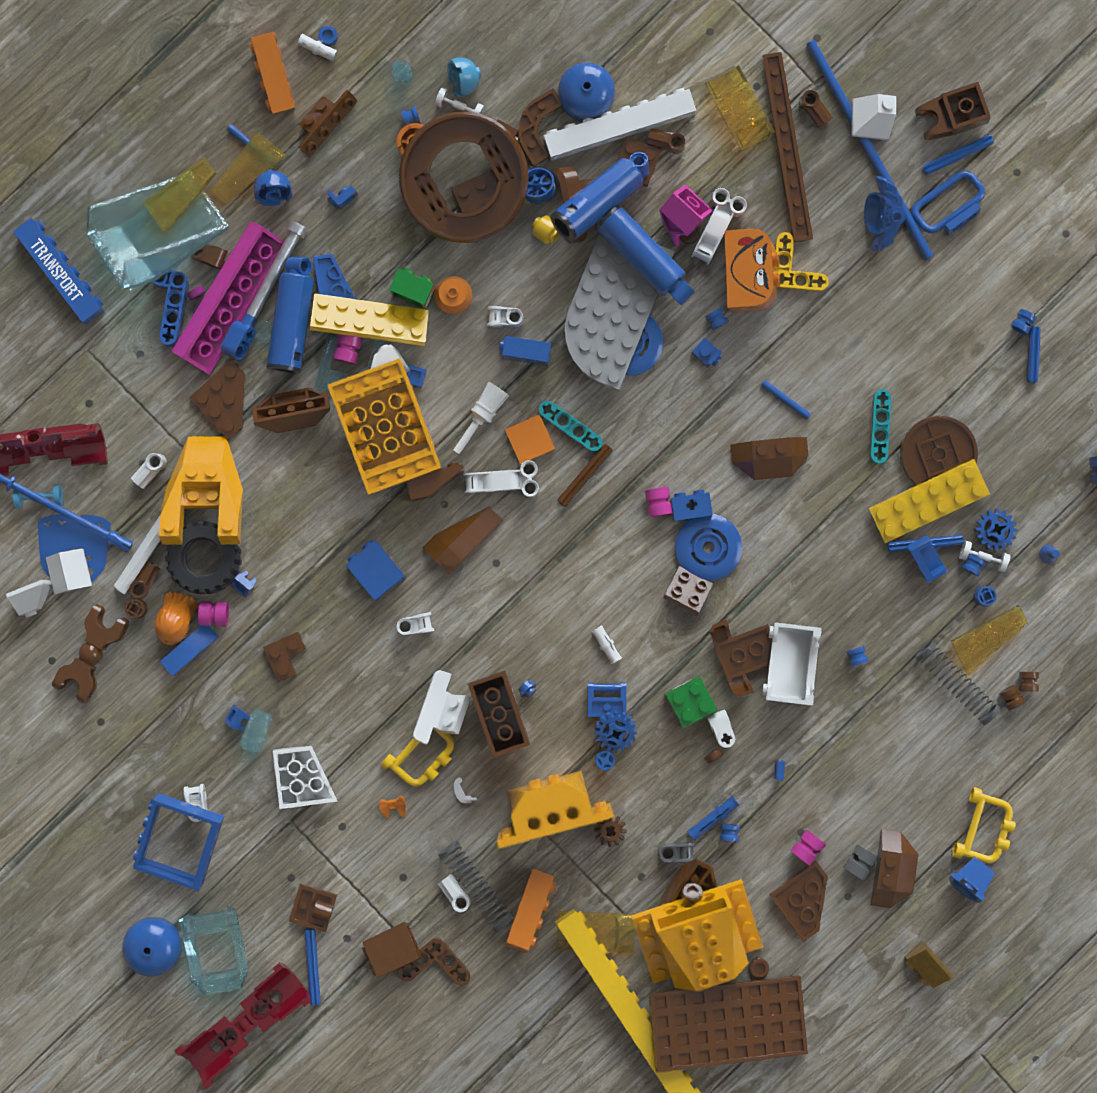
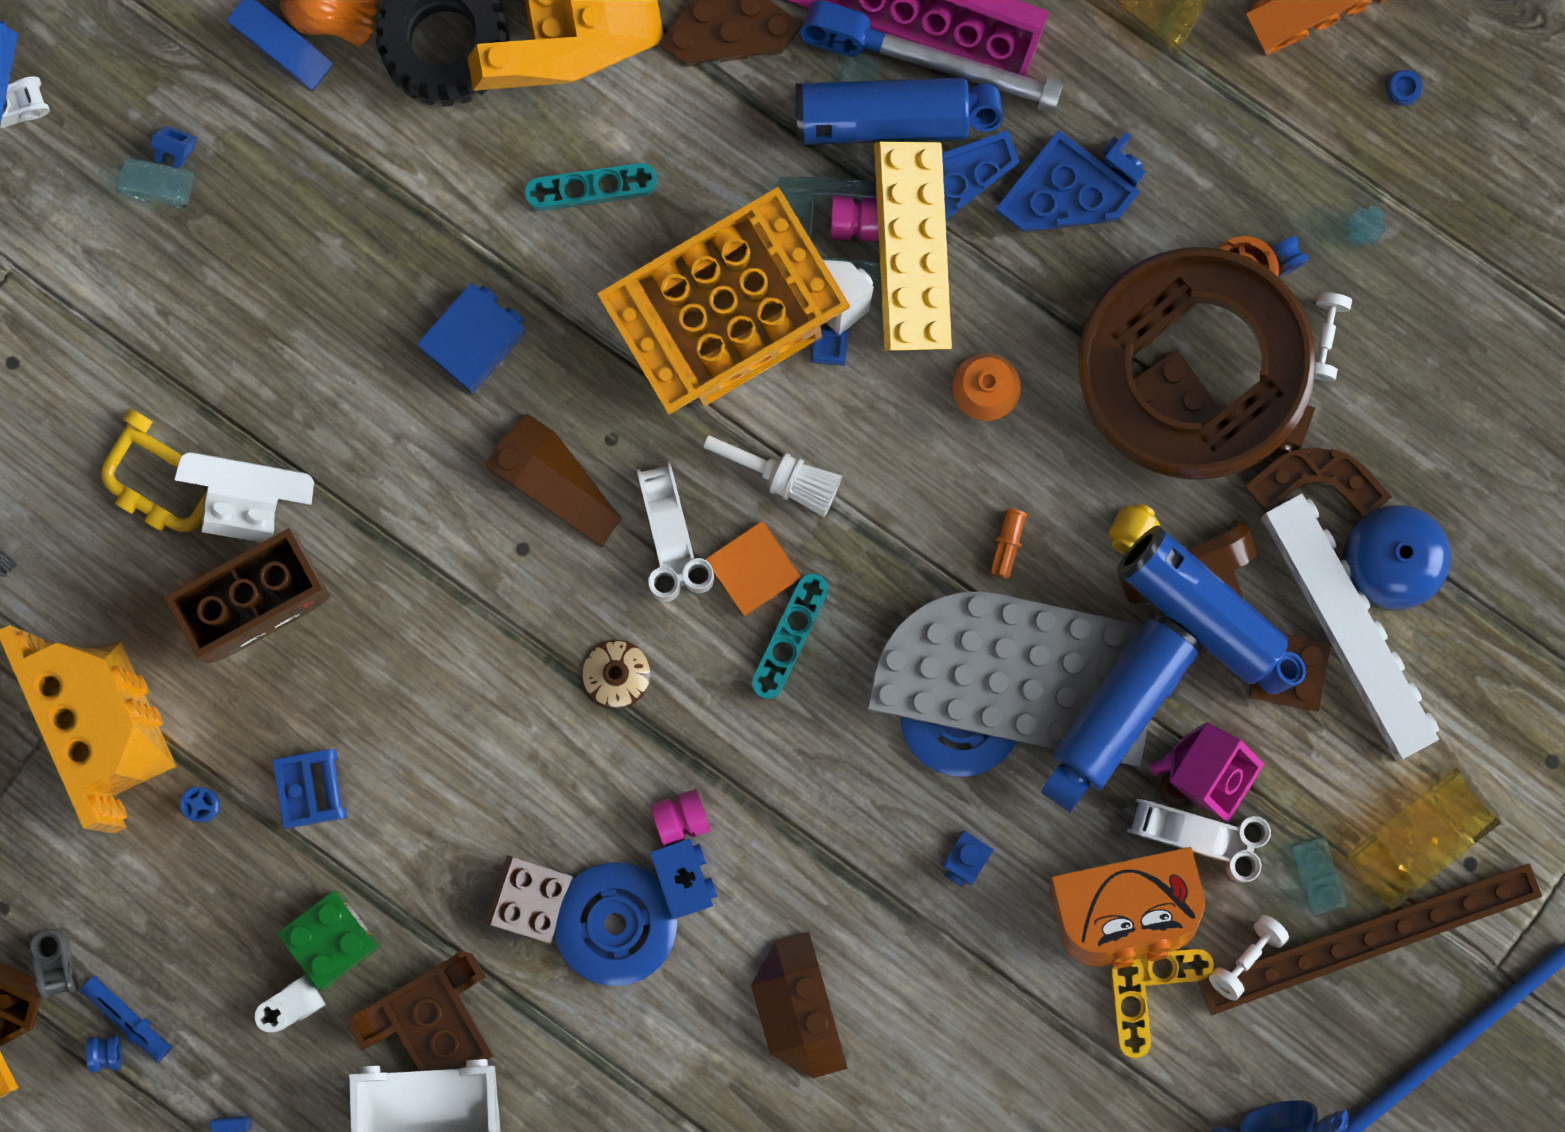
camera: 80 degrees right, 5 degrees down
(211, 613) = (348, 67): dark pink wheel -> none
(243, 585) = (406, 114): tile -> none
(272, 188) = (1114, 38): blue cylinder -> none
(279, 653) = (297, 199): reddish brown plate -> none
(291, 410) = (728, 139): reddish brown wedge -> none
(300, 778) = (82, 271): white wedge -> none
(306, 491) = (590, 181): none -> teal beam
(317, 47) = (1379, 72): white pin -> none
(323, 120) = (1252, 106): reddish brown bracket -> none
(351, 231) = (1066, 190): none -> blue plate
(399, 804) = (67, 454): orange piece -> none
(412, 288) = (981, 310): green brick -> none
(417, 624) = (387, 427): white piece -> none
(431, 483) = (643, 408): reddish brown slope -> none
(460, 793) = (101, 558): white piece -> none
(464, 76) = (1381, 334): dark azure cylinder -> none
(503, 317) = (963, 478): white piece -> none
(525, 350) = (908, 530): blue brick -> none
(527, 689) = (305, 643): blue plate -> none
(538, 184) = (1209, 502): blue wheel -> none
(541, 299) = (1008, 543): none -> orange axle
(577, 533) = (621, 691): none -> tan dish
(585, 475) = (706, 678): reddish brown axle -> none
(606, 644) = (408, 771): white pin -> none
(609, 838) = (63, 842): reddish brown gear -> none
(621, 727) = (258, 815): blue gear -> none
(664, 140) = (1337, 713): reddish brown piece -> none
(713, 755) = (239, 999): reddish brown tile -> none
(717, 319) = (1031, 865): blue wheel -> none
(748, 168) = (1318, 875): none -> clear light blue slope
(773, 200) = (1269, 932): none -> white wheel
(785, 399) = (908, 1017): blue bar -> none
(817, 110) = (1447, 980): reddish brown piece -> none
(873, 116) = (1457, 1087): white slope -> none

